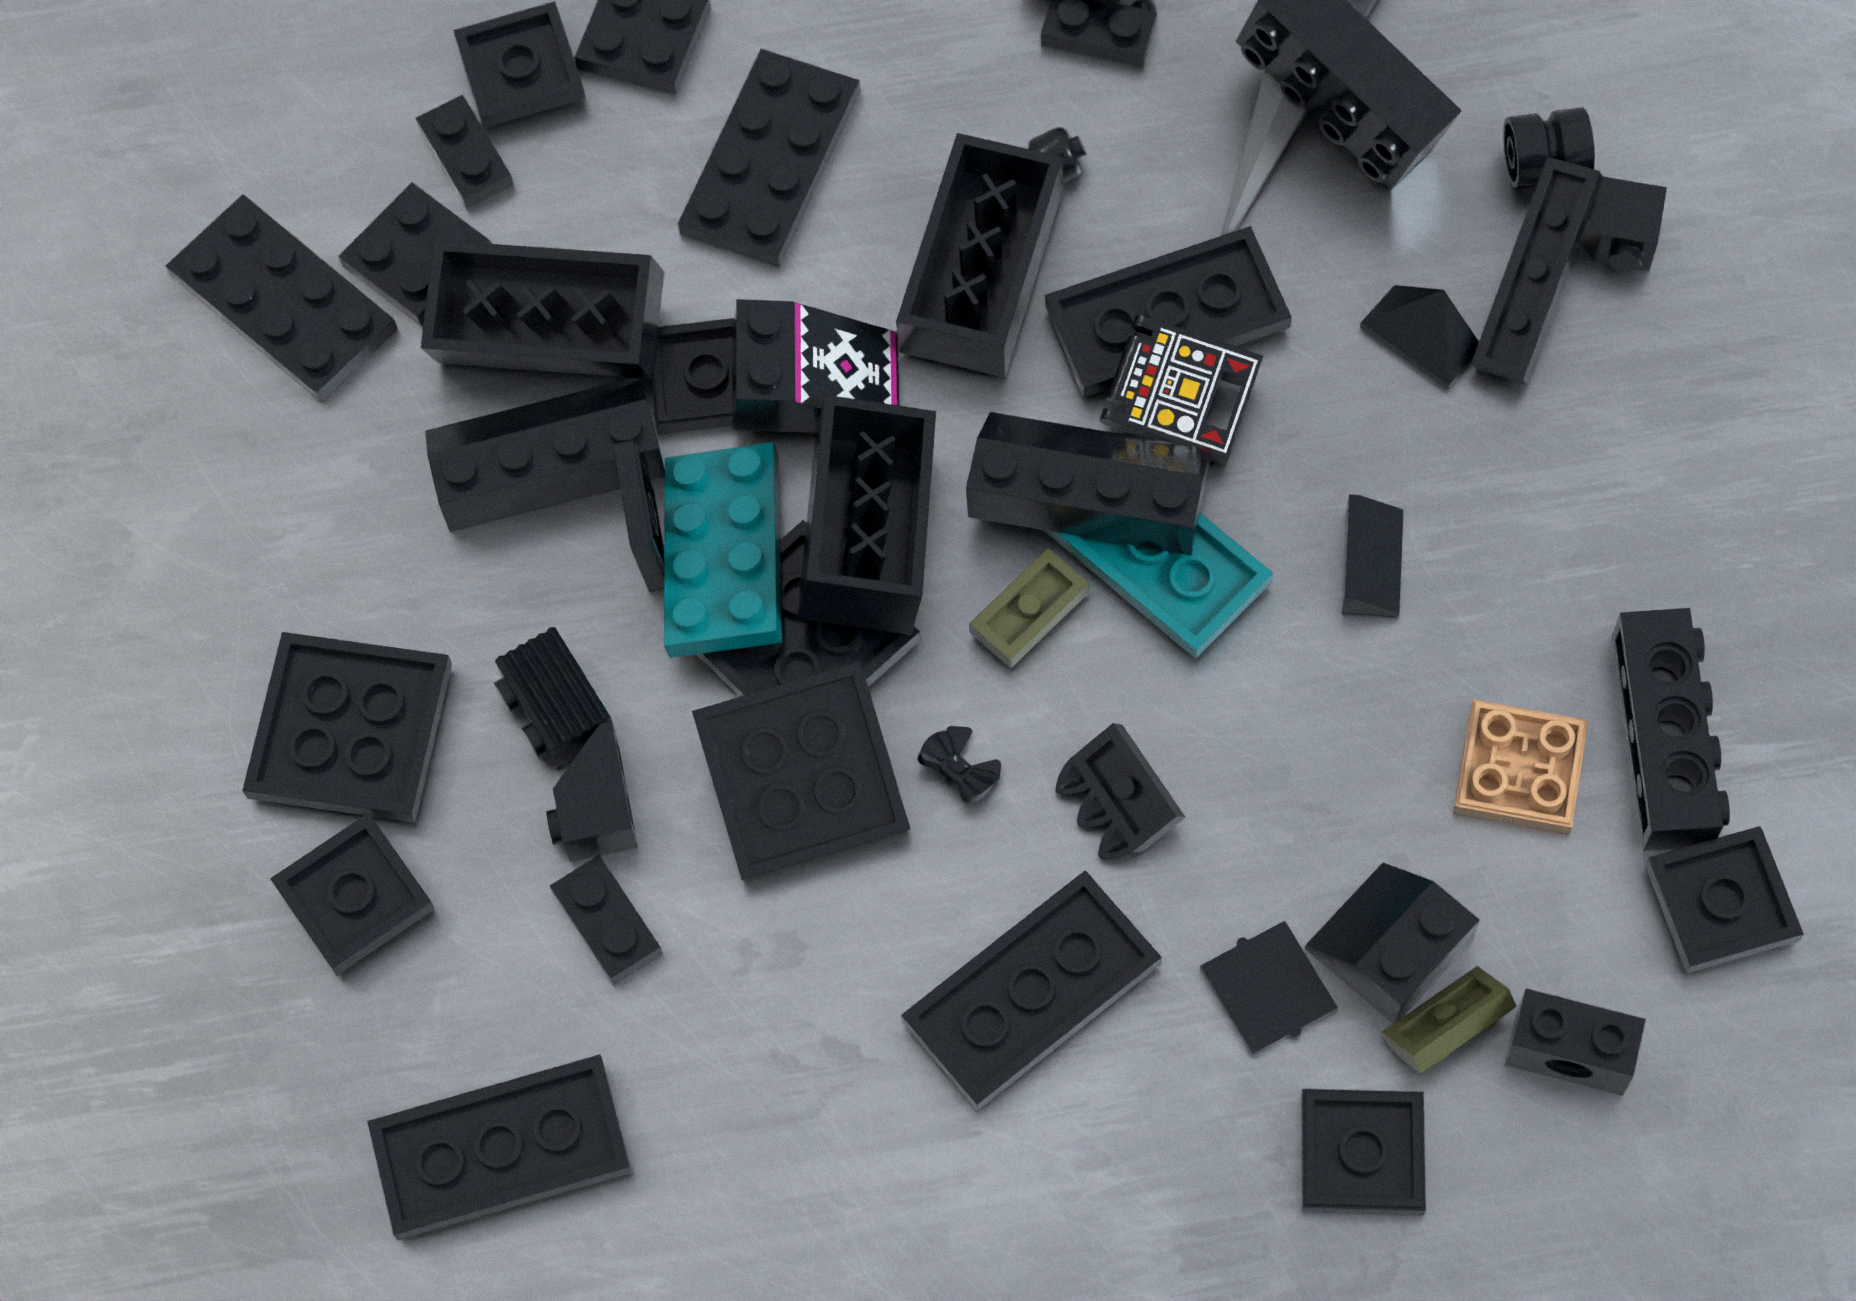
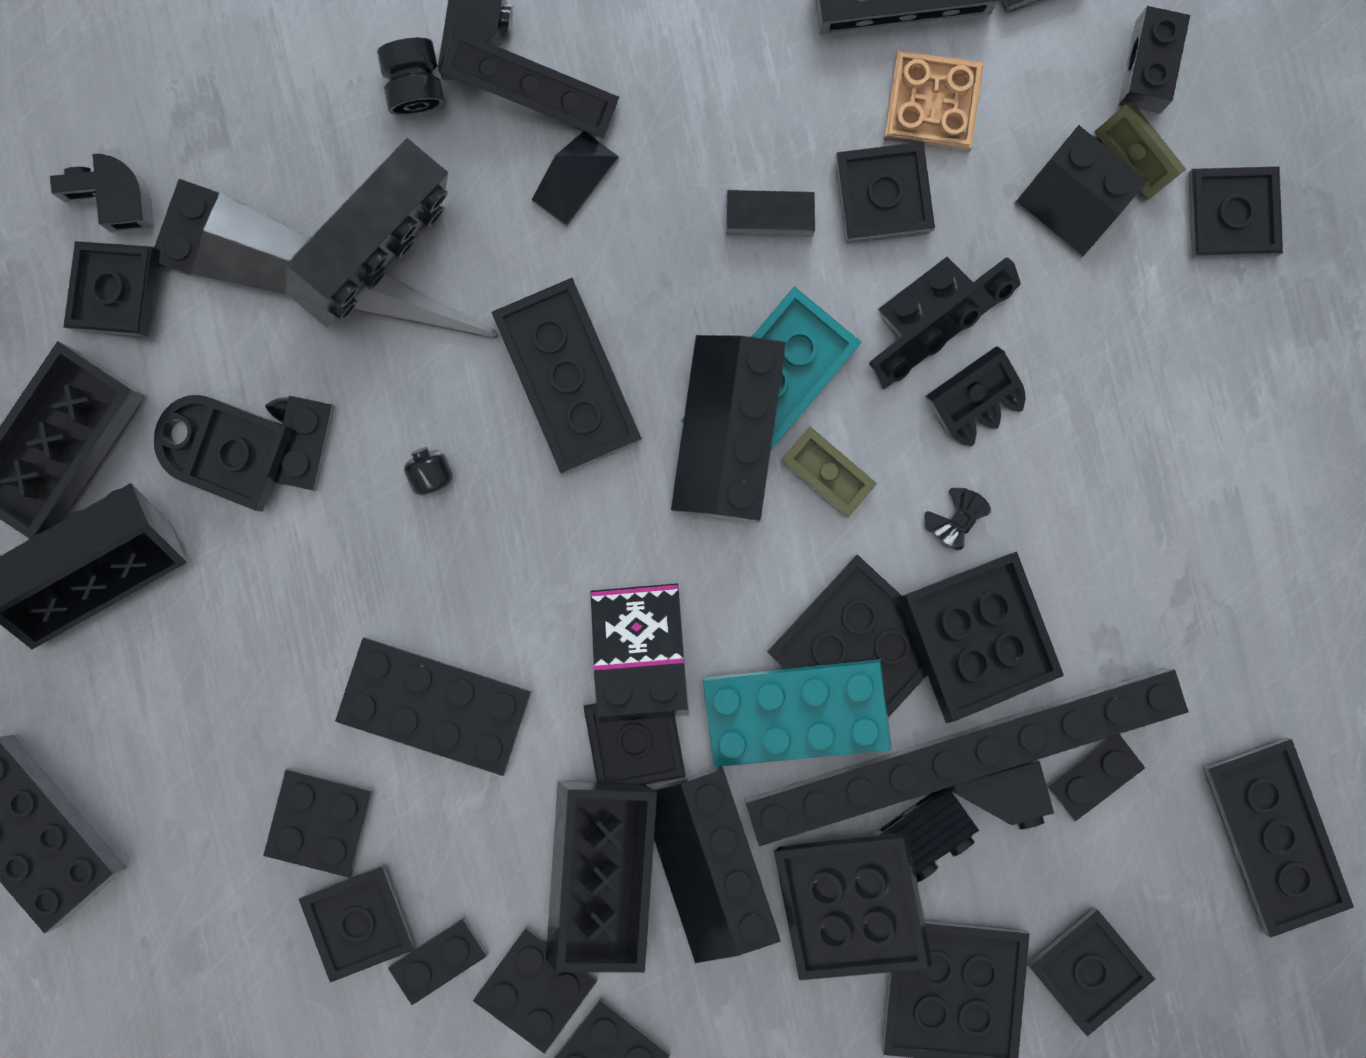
camera: 100 degrees left, 20 degrees up
(471, 596) = (853, 906): none -> black plate
(641, 514) = (779, 778): black tile -> none
(650, 756) = (966, 755): none -> black brick
(867, 515) = (773, 598): black brick -> none
(980, 255) = (529, 524): black brick -> none
(1031, 990) = (1134, 454): black plate -> none
(1172, 385) = (639, 366): black container -> none
(1233, 750) = (935, 311): none -> black bracket
(1268, 988) = (1115, 282): black piece -> none
(1397, 694) = (885, 191): none -> black plate

